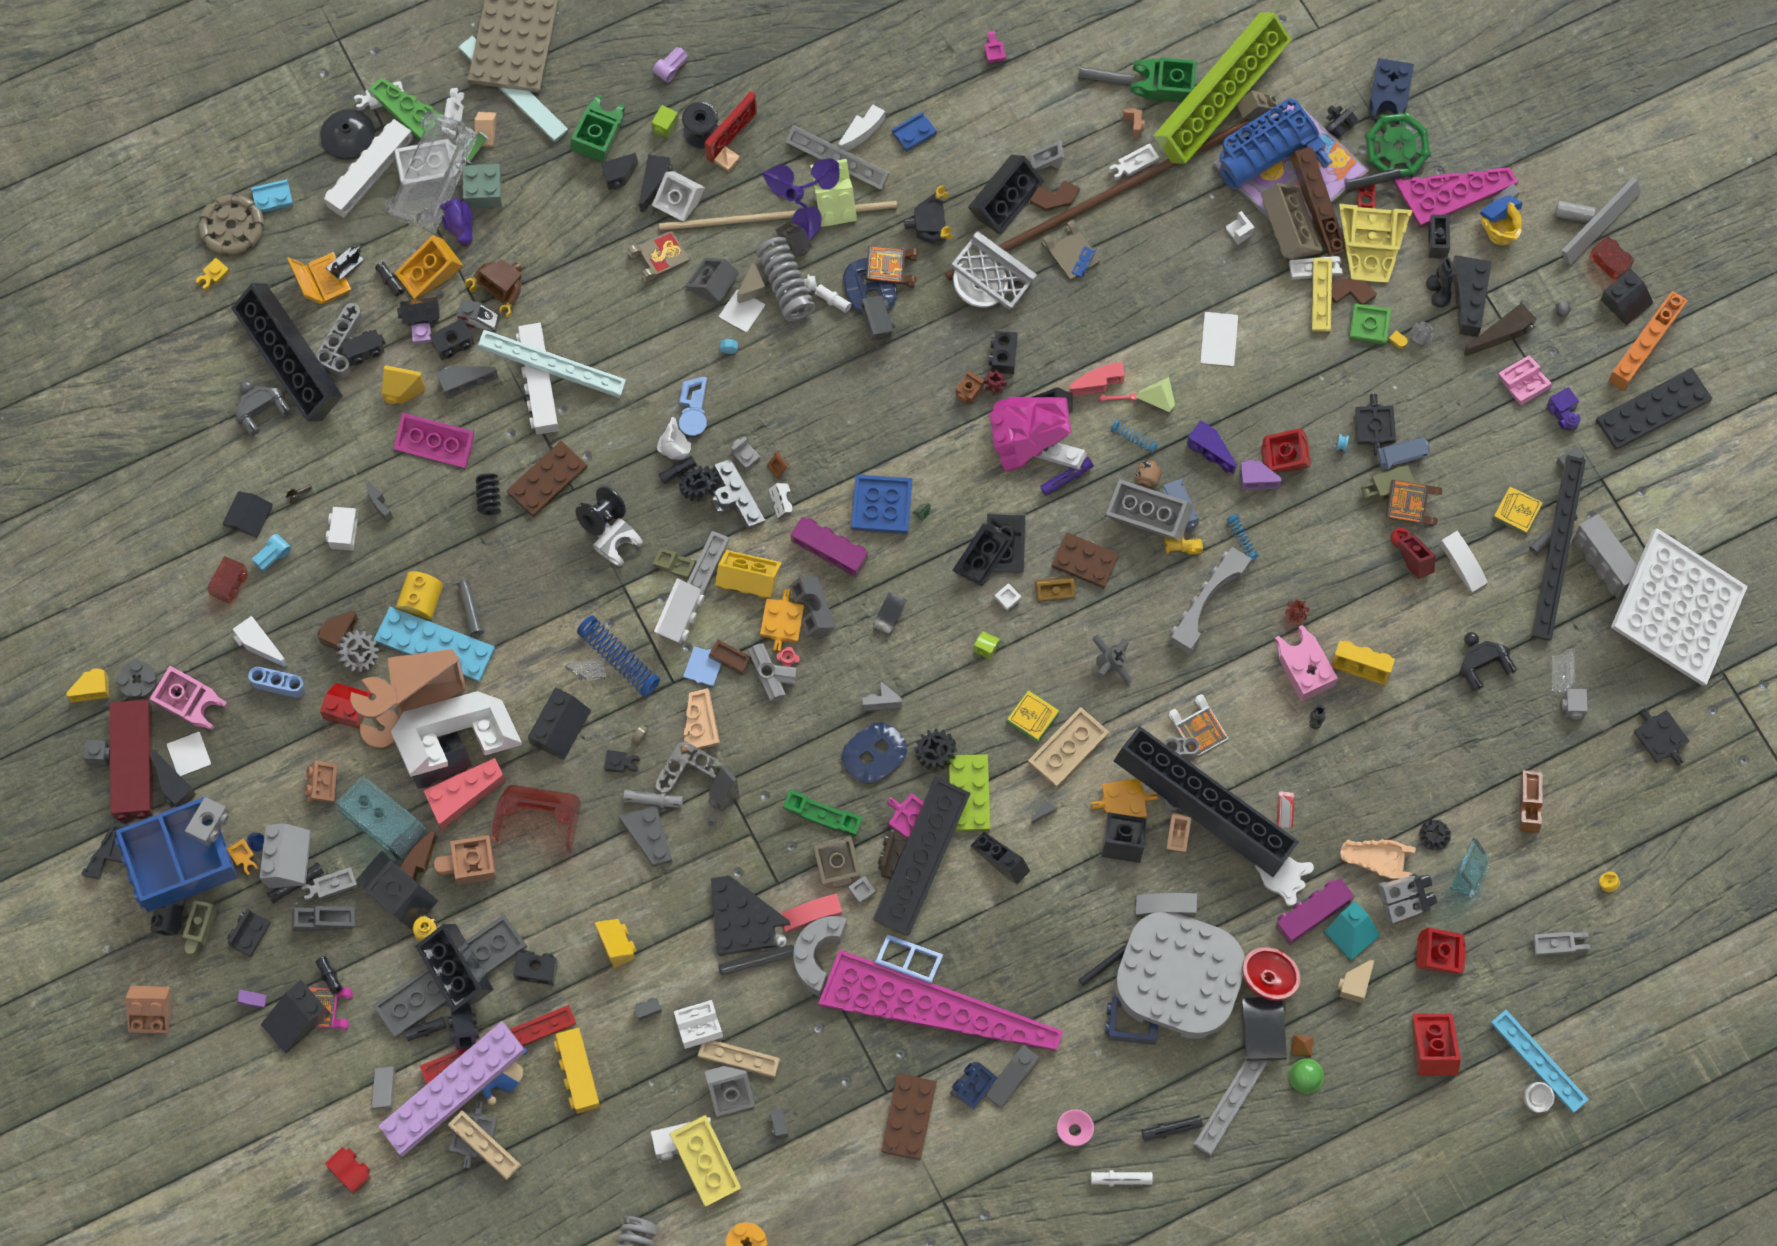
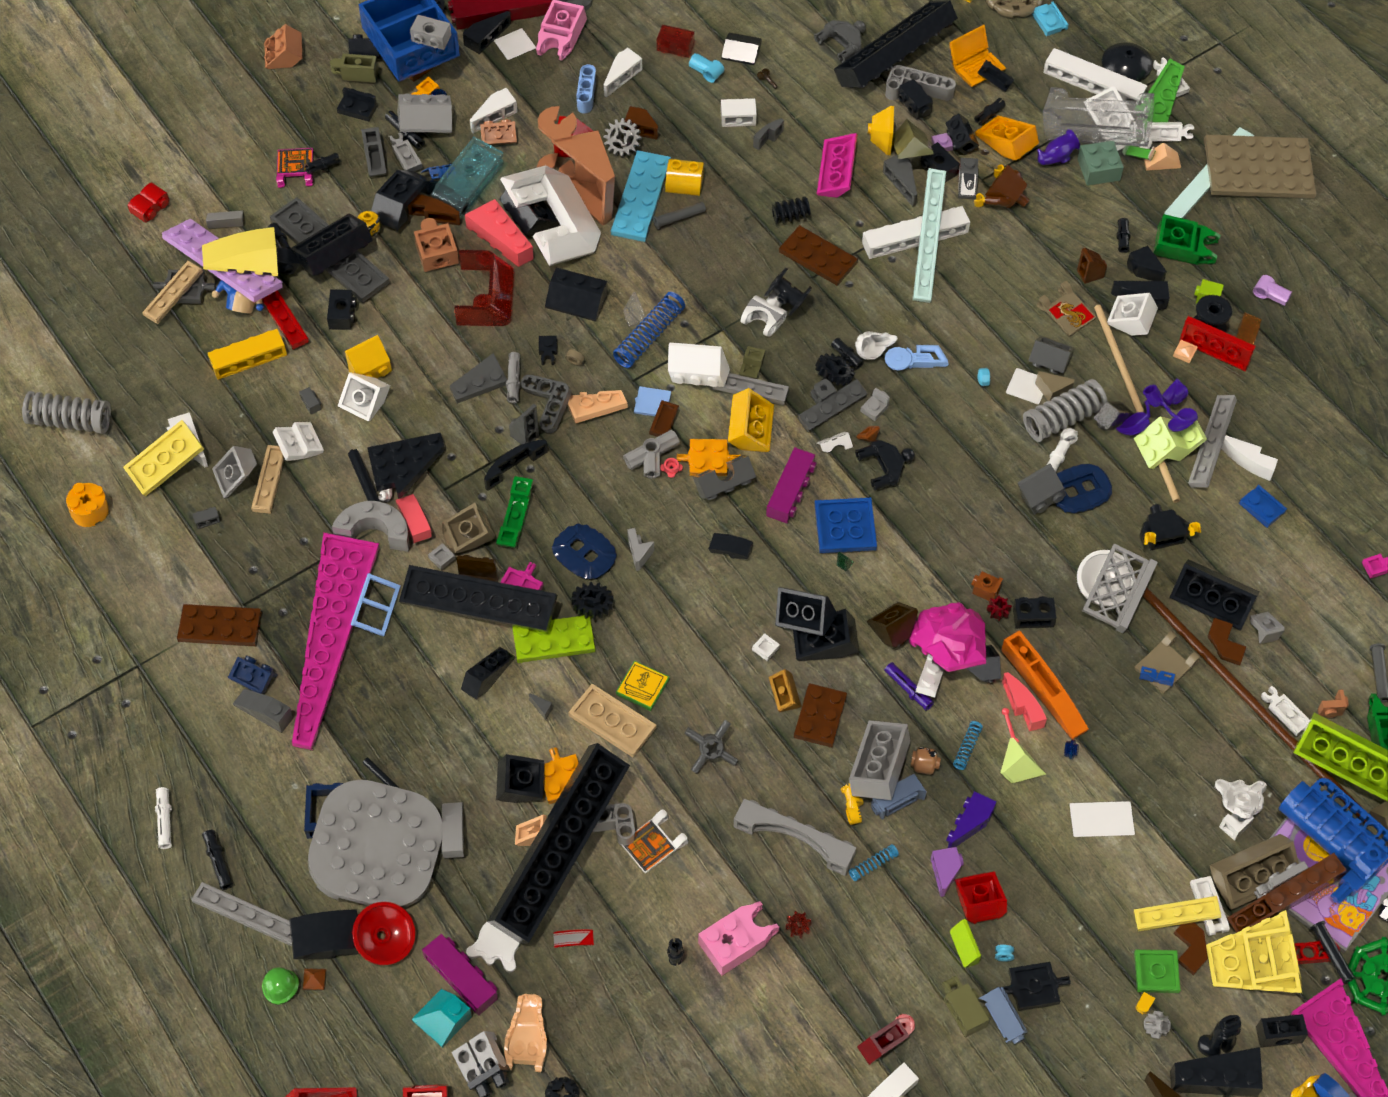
camera: 80 degrees right, 10 degrees down
(251, 999) = (298, 116): medium lavender piece -> none
(284, 780) = (496, 108): none -> white slope
(294, 1016) = (285, 147): black slope -> none
(365, 847) = (440, 170): none -> blue piece
(430, 359) = (910, 141): none -> olive slope
(455, 1058) = (243, 251): none -> light yellow wedge
(575, 184) = (1123, 235): none -> black pin
(614, 221) = (1091, 266): none -> reddish brown slope
(654, 951) = (363, 395): none -> white slope
(715, 97) = (1248, 328): none -> clear orange slope
(771, 827) = (532, 449): none -> black slope
(816, 450) = (889, 460): none -> black connector
(888, 265) = (1105, 497): flag -> none
(986, 645) = (712, 634): lime brick -> none
(998, 477) = (894, 624): none -> dark brown slope
(1078, 1118) = (208, 760): bright pink piece -> none
(1081, 358) = (1043, 683): none -> orange slope
(1150, 349) = (1071, 749): none -> clear blue plate
(1217, 218) = (1242, 798): none -> white tile
(1306, 203) = (1279, 878): none -> light grey plate
(1330, 473) = (965, 944): none -> lime slope
(1356, 982) = (384, 1024): tan slope -> none
(1363, 662) = (749, 995): yellow slope -> none
(1409, 500) = (946, 1026): flag -> none

